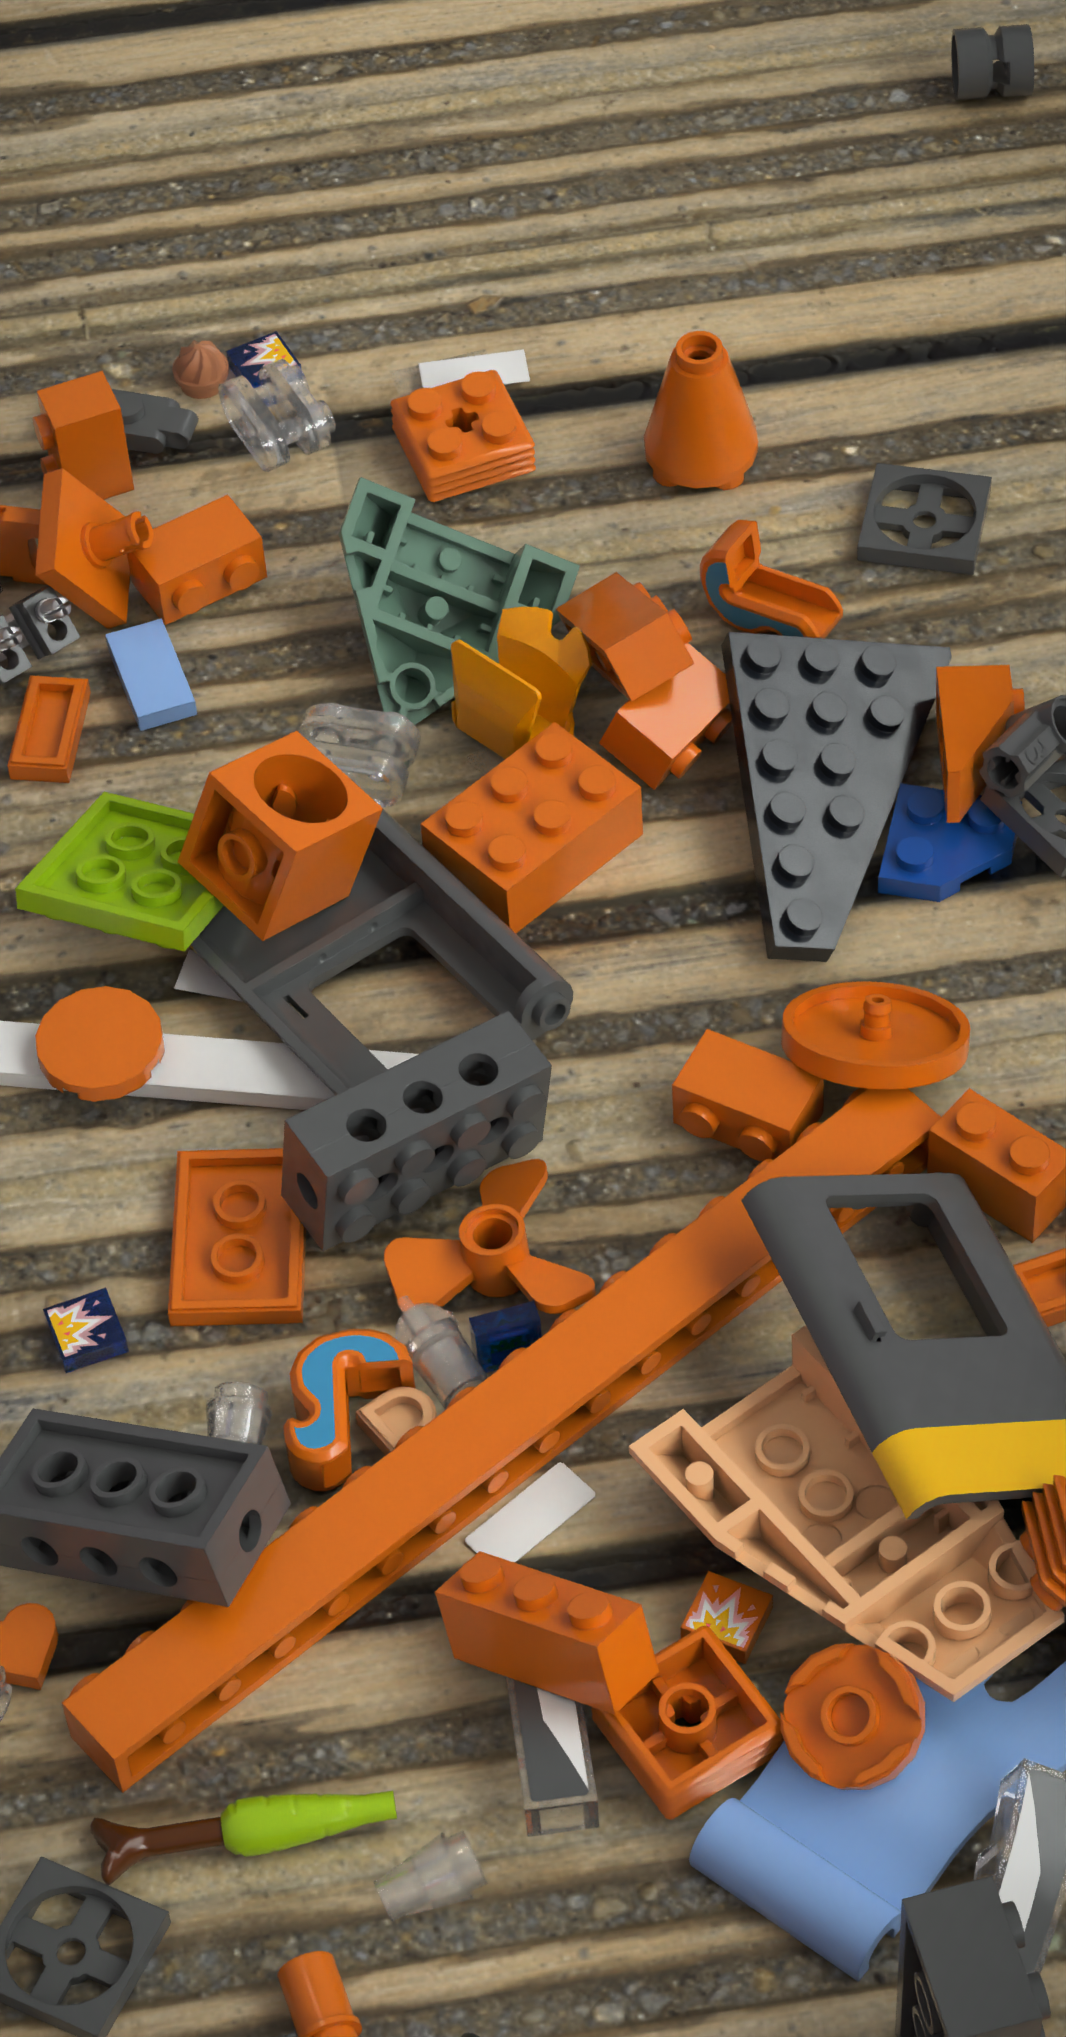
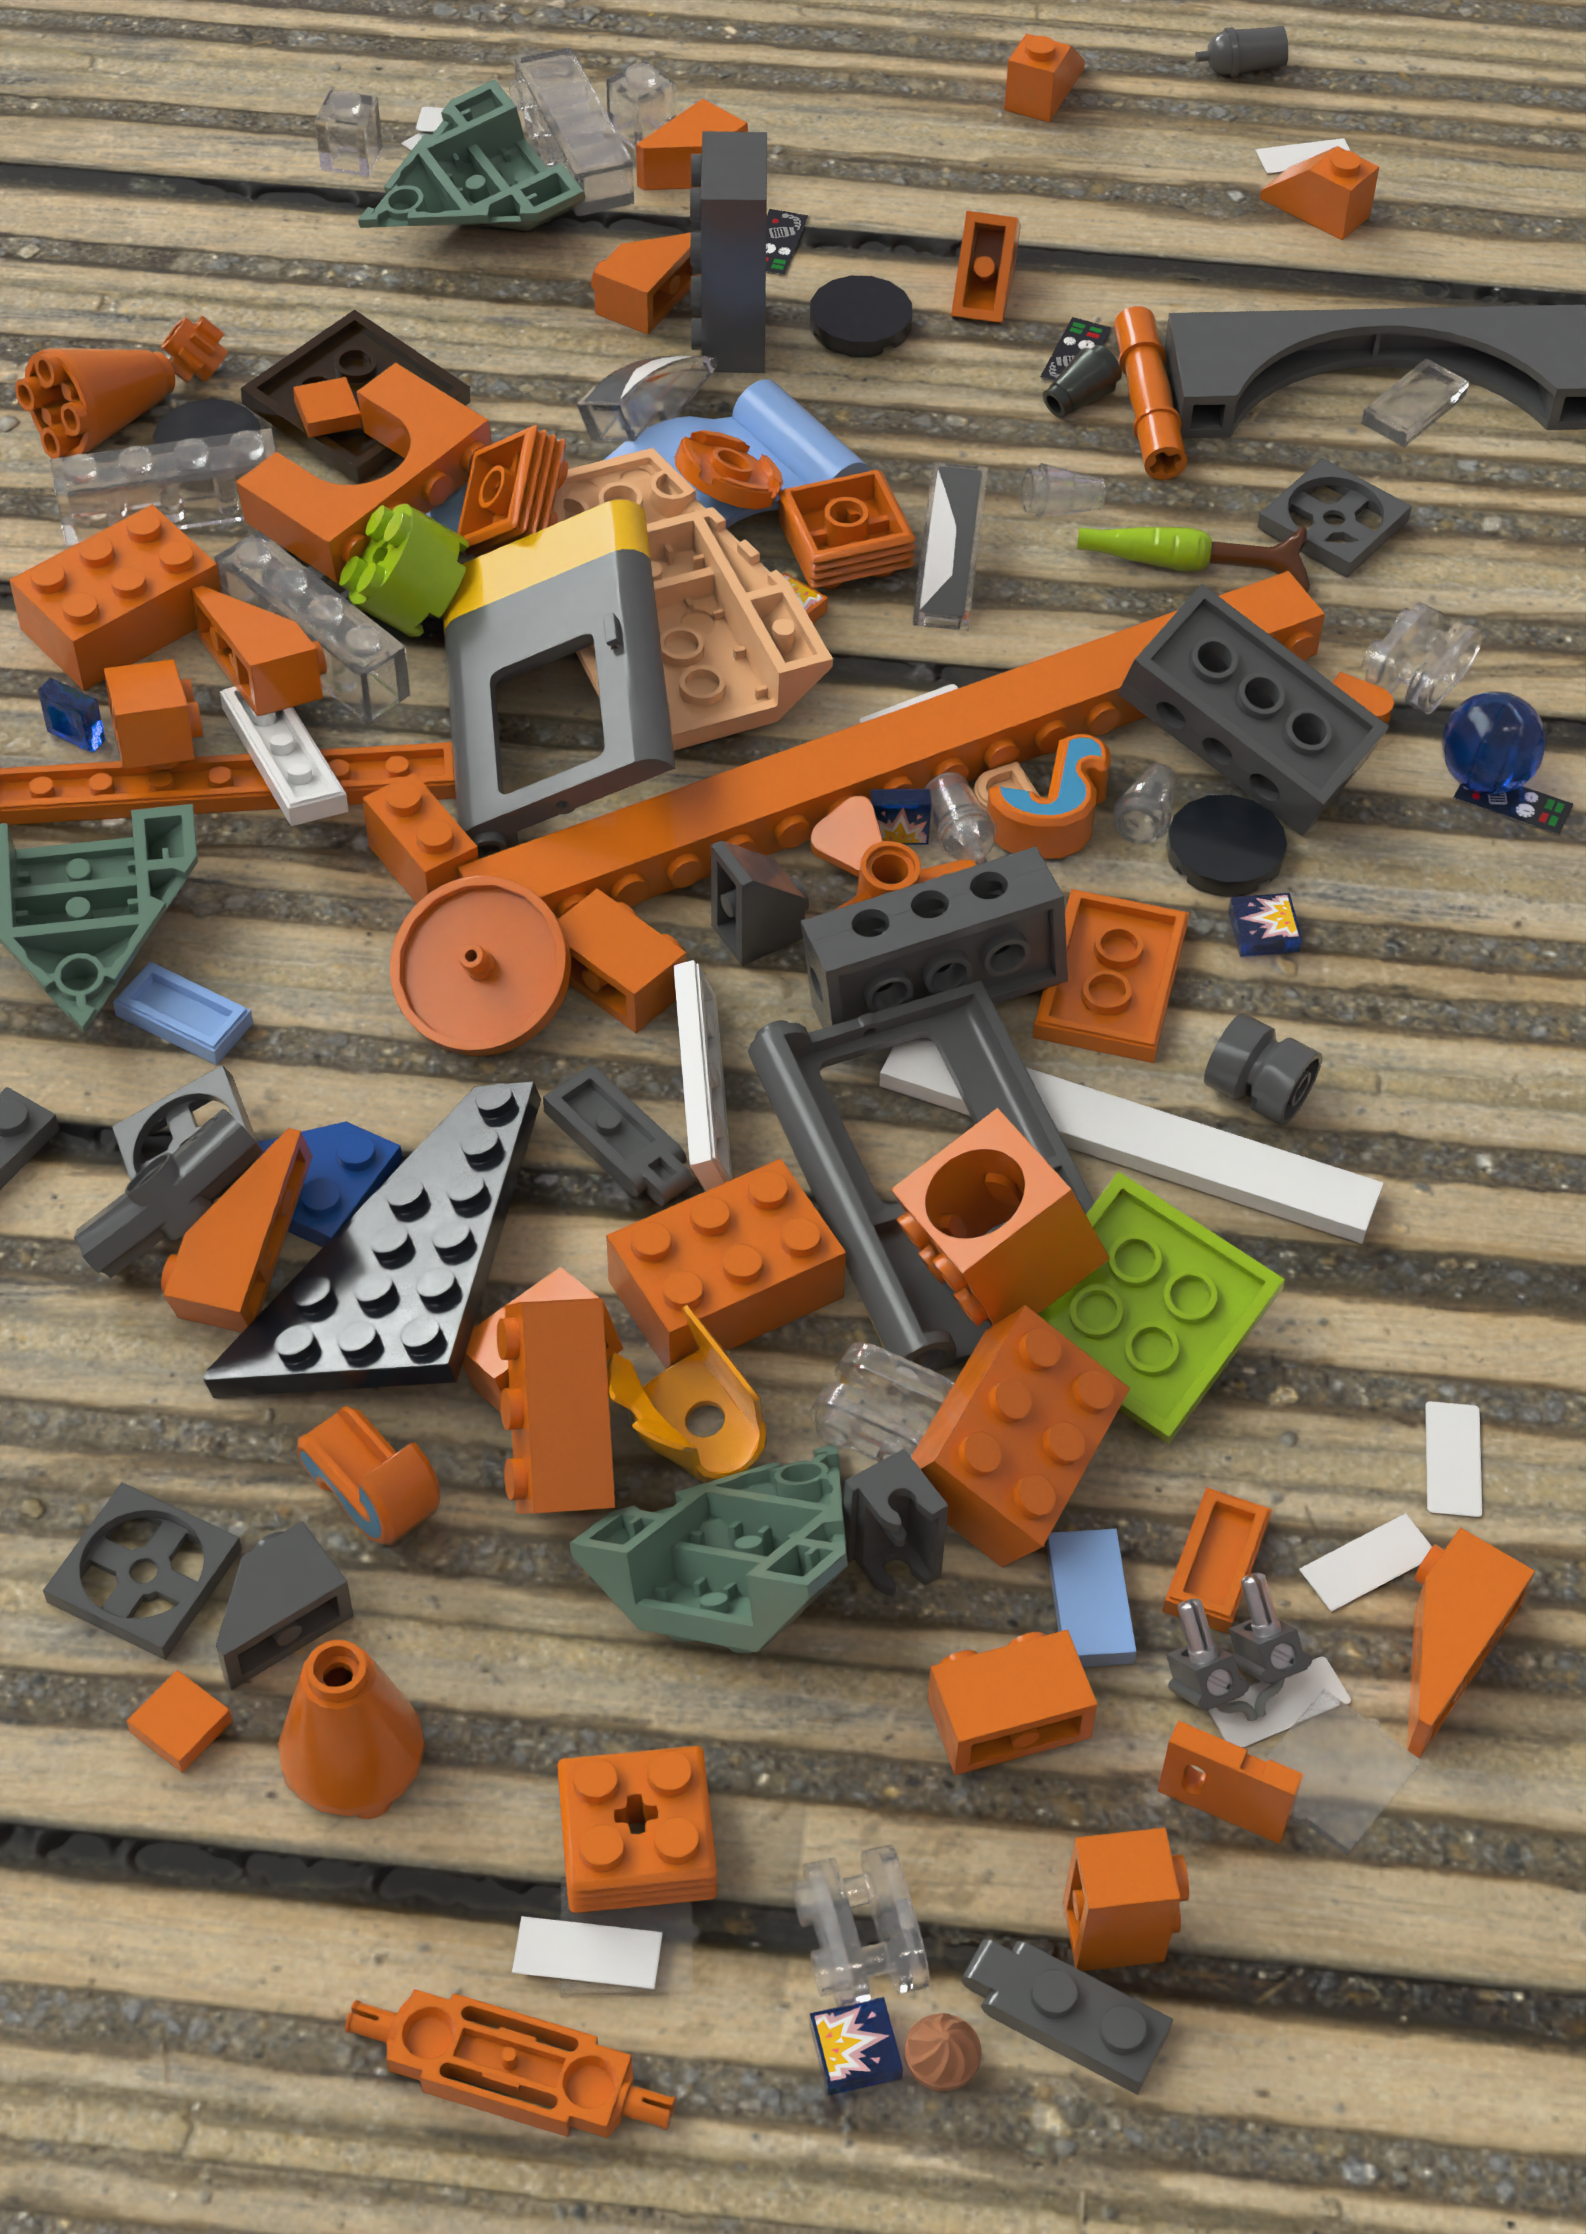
camera: 170 degrees left, 0 degrees up
(54, 1131) = (1258, 1066): none -> dark grey wheel
(87, 546) = (1143, 1709): orange tile -> none
(99, 1043) = (1216, 1147): orange tile -> none
(146, 1393) = (1226, 844): none -> black tile
(230, 703) = (1017, 1434): none -> orange brick
(319, 638) = (894, 1516): none -> dark grey hinge
(504, 301) = (437, 2041): none -> orange piece
(547, 1632) = (938, 564): orange brick -> none
(617, 1000) = (702, 1076): none -> white tile
(624, 1171) = (754, 902): none -> dark grey slope
(678, 935) = (619, 1136): none -> dark grey hinge
(797, 506) = (279, 1603): none -> dark grey slope
(840, 432) = (179, 1721): none -> orange tile

